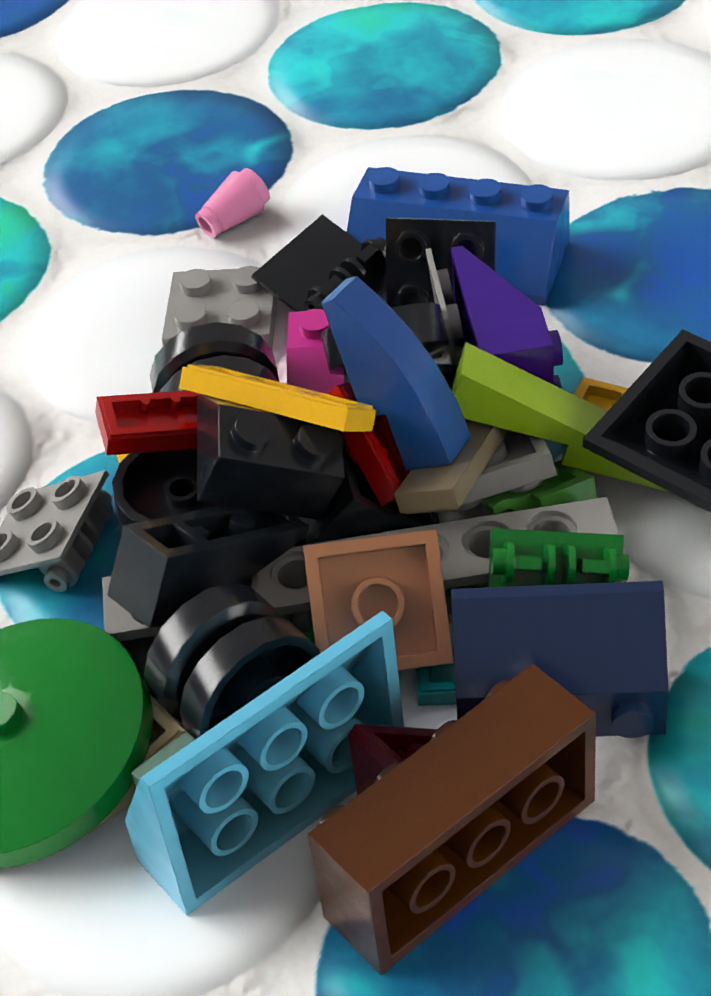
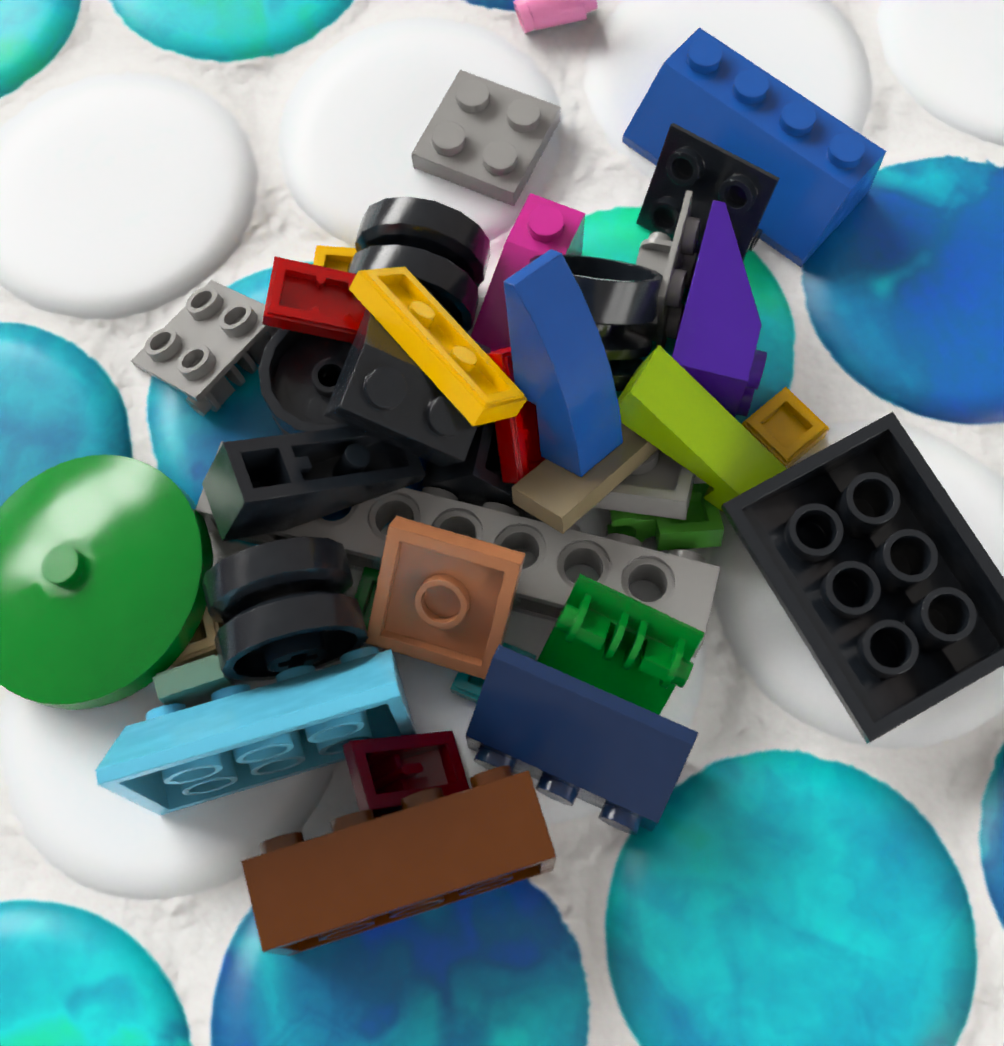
camera: 20 degrees right, 25 degrees up
(319, 262) = (599, 142): black hinge -> none

